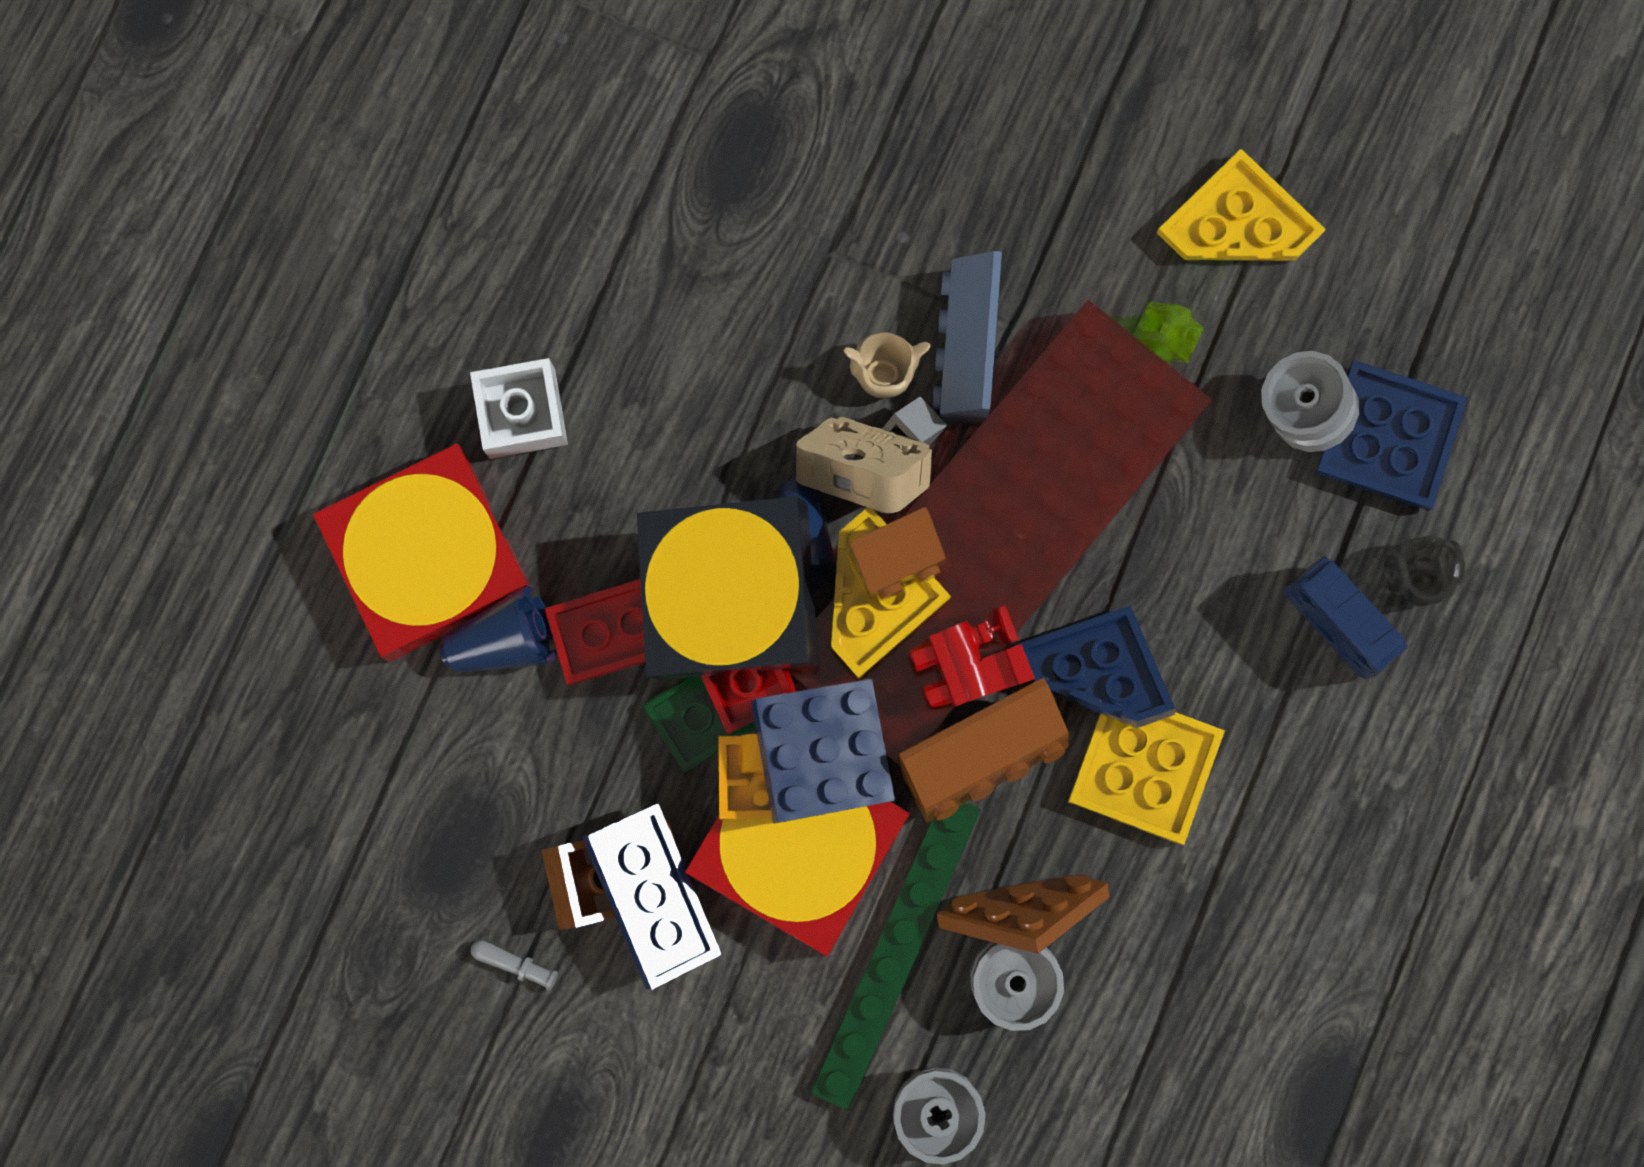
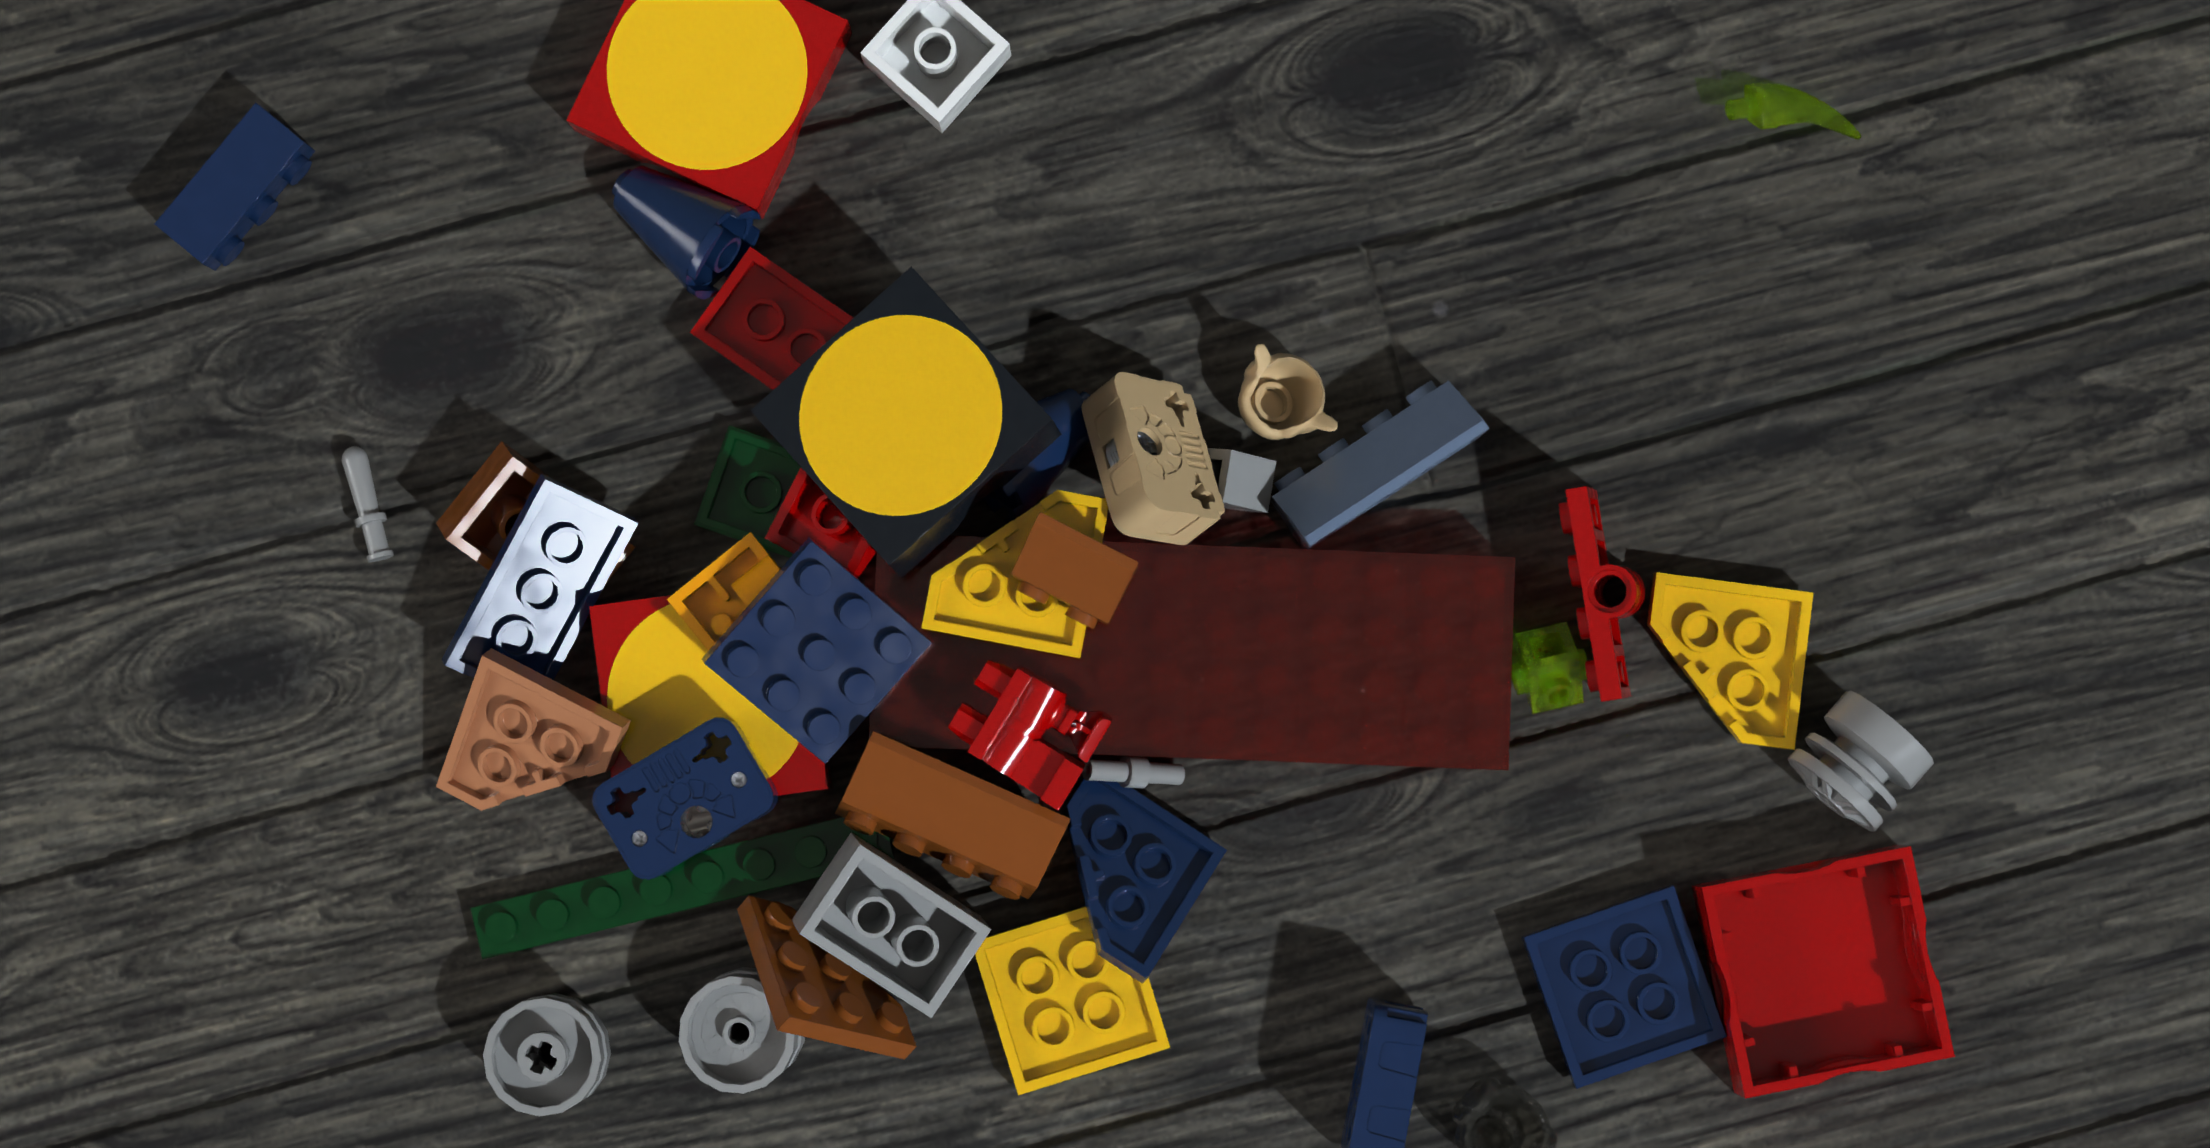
camera: 45 degrees right, 5 degrees up
(259, 892) = (236, 188): none -> dark blue brick
(733, 973) = (525, 736): none -> nougat plate
(868, 869) = (675, 783): none -> dark blue axle
(1022, 839) = (891, 925): none -> light grey brick
(1042, 622) = (1133, 772): none -> light grey bar
(1129, 264) = (1591, 571): none -> red plate
(1310, 401) = (1583, 844): light grey wheel -> none
(1363, 193) = (1860, 760): none -> light grey wheel
(1470, 312) = (1822, 970): none -> red tile

